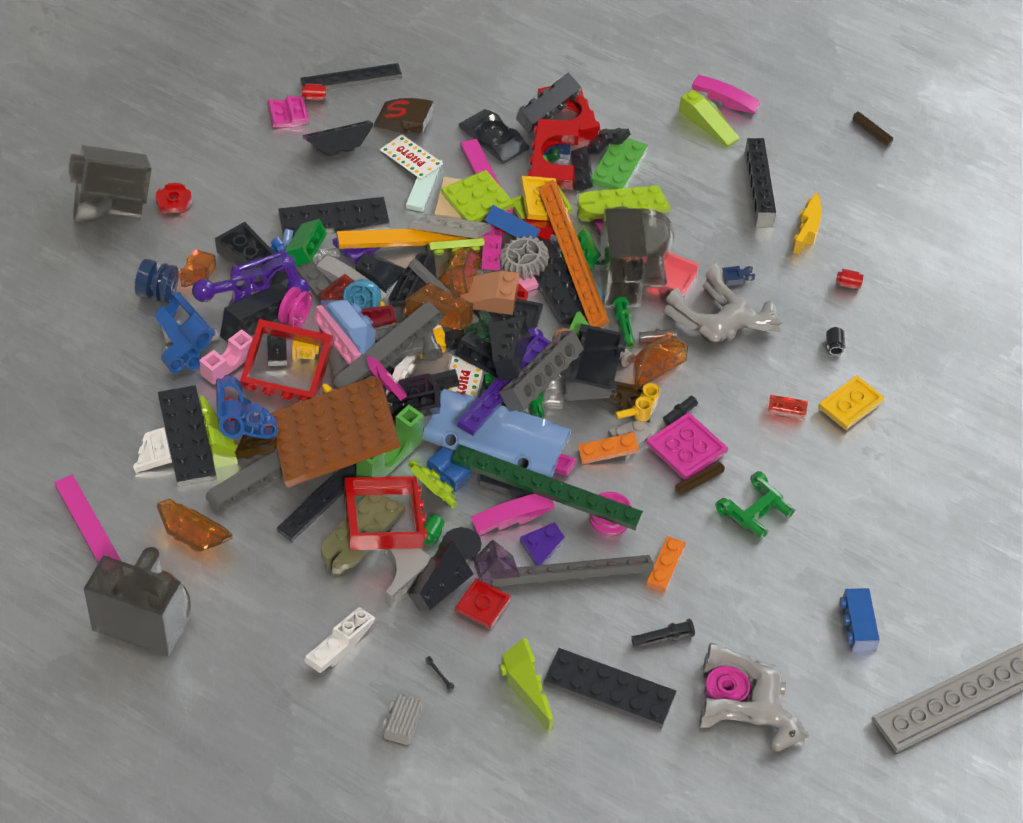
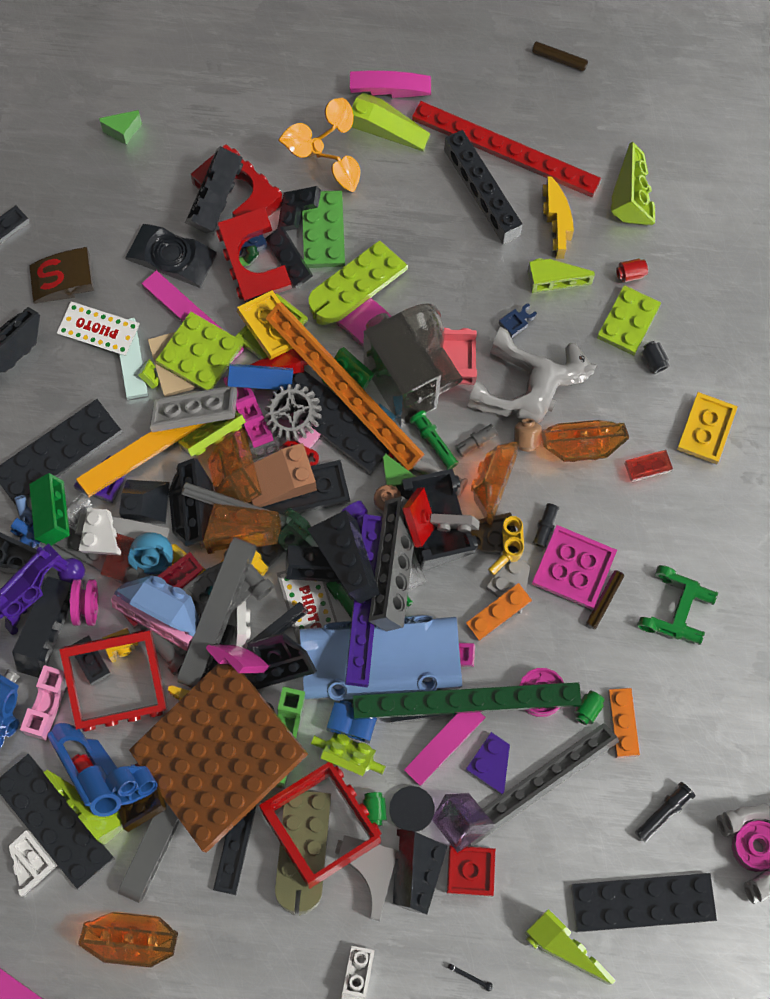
camera: 25 degrees left, 20 degrees up
(332, 269) = (99, 533): none -> white wing
(431, 197) = (148, 374): none -> lime tile
(505, 45) = (122, 125): none -> bright green slope
(579, 352) = (418, 517): none -> red plate
(606, 370) = (463, 523): none -> light grey plate
(630, 93) = (299, 142): none -> light orange plant
(643, 539) = (591, 707): none -> green brick
(700, 345) = (527, 434): none -> medium nougat head
(741, 367) = (584, 439): none -> clear orange wedge
(785, 258) = (554, 275): none -> lime slope
(797, 171) = (508, 149): none -> red plate
(828, 311) = (629, 320): none -> lime plate
(881, 230) = (632, 191): none -> lime wedge

